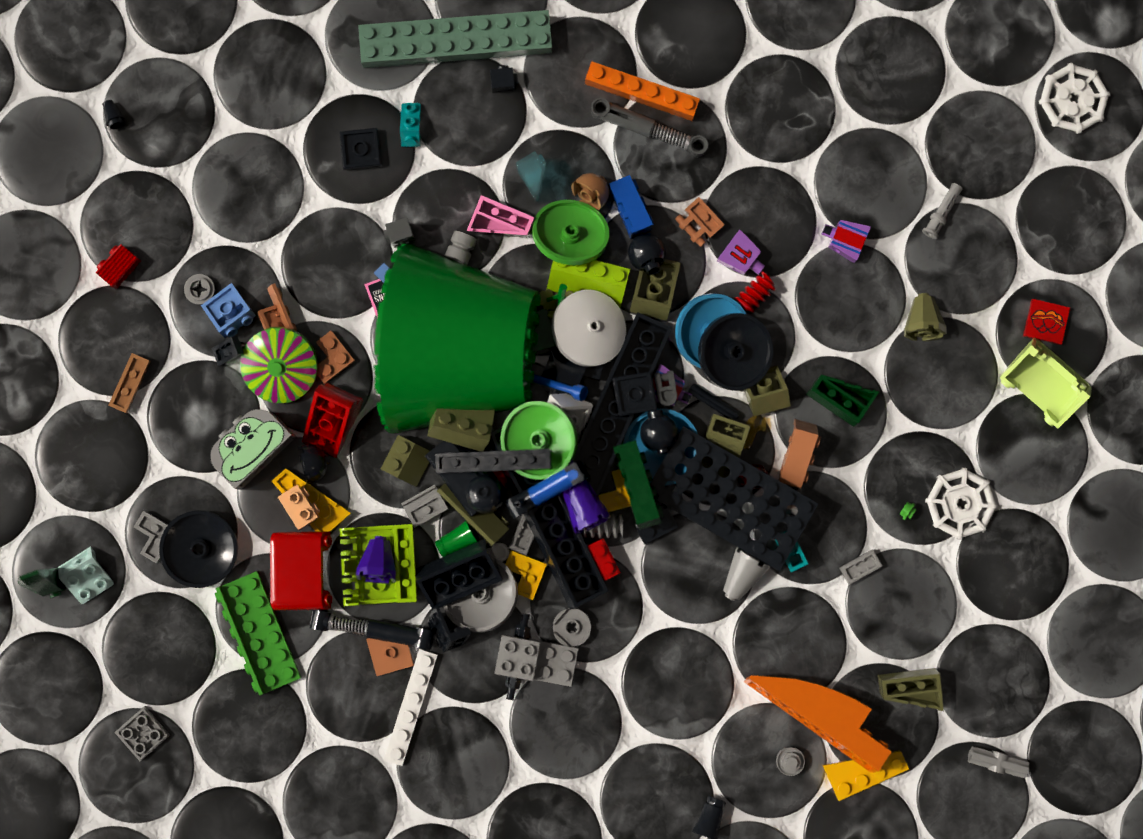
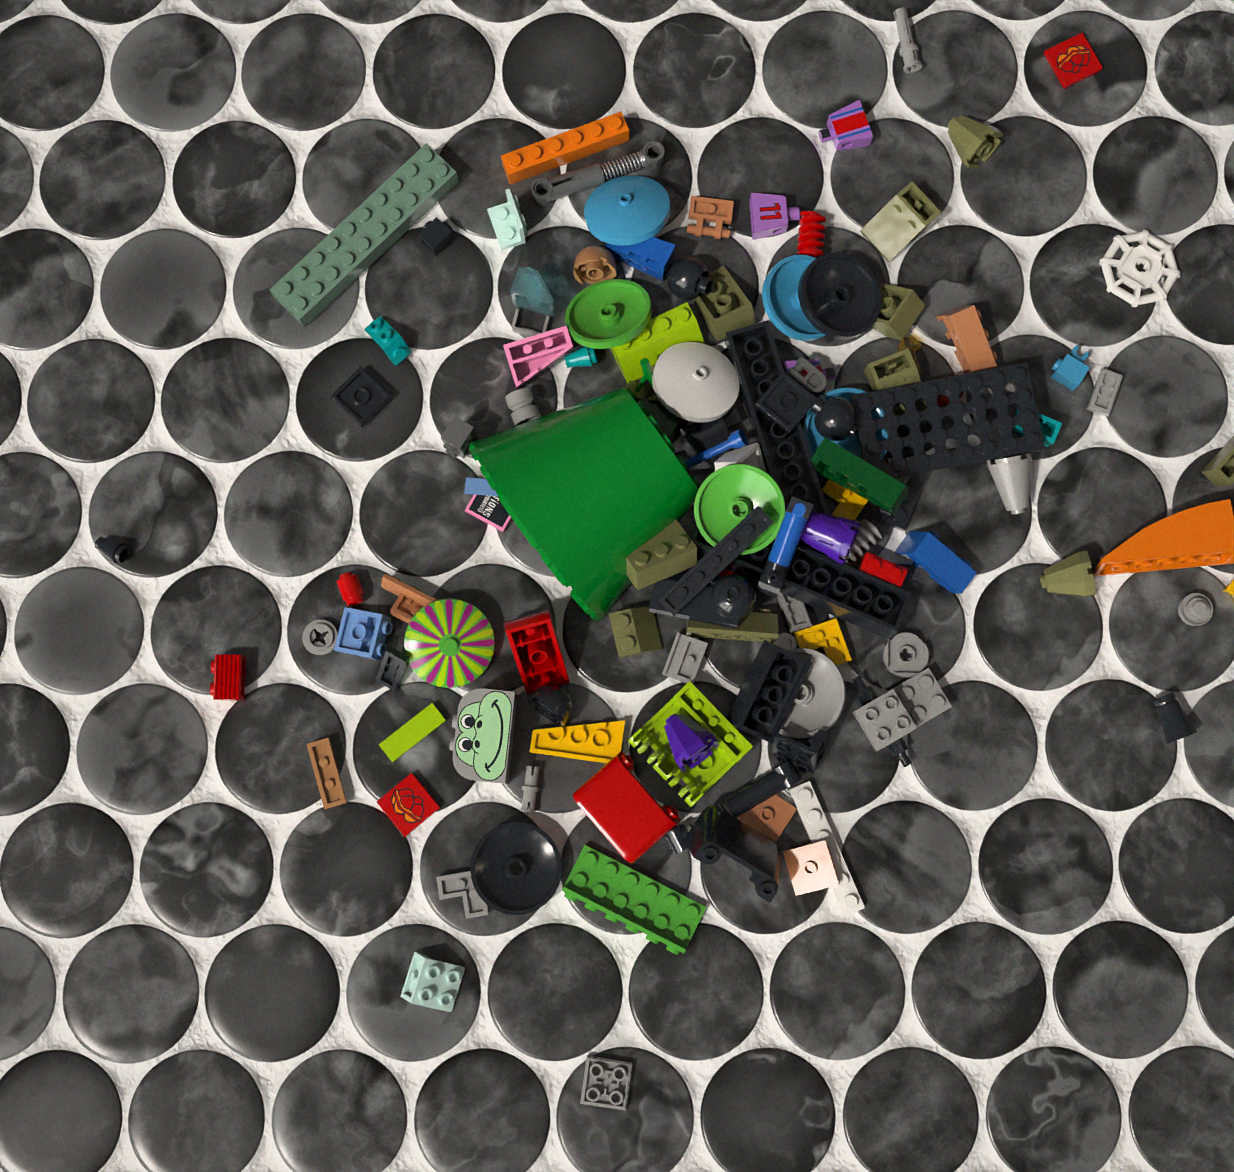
camera: 35 degrees left, 5 degrees down
(43, 582) = (399, 1020): dark green wedge -> none
(165, 448) = (408, 804): none -> red tile
(207, 403) = (412, 732): none -> lime tile
(245, 274) = (350, 588): none -> red brick
(252, 505) = (530, 788): none -> light grey pin
(299, 506) = (575, 751): light nougat brick -> none
(337, 357) = (494, 593): nougat plate -> none
(354, 658) = (721, 833): none -> black windscreen
(389, 711) = (811, 867): none -> plate
(457, 539) = (739, 663): green plant -> none
(508, 197) = (525, 331): none -> light grey piece
(528, 246) = (581, 358): none -> teal cone
(557, 111) = (508, 222): none -> light aqua bracket
(645, 171) = (627, 210): none -> dark azure dish
(646, 583) = (937, 560): none -> blue wedge
(713, 402) = (854, 359): black axle -> none
(725, 669) = (1070, 576): none -> olive cone
(824, 335) = (901, 221): none -> slope
(842, 399) = (964, 262): dark green wedge -> none
(850, 533) = (1070, 369): none -> dark azure brick
(908, 511) = (1102, 311): bright green plate -> none
(1047, 382) = (1121, 108): yellowish green windscreen -> none

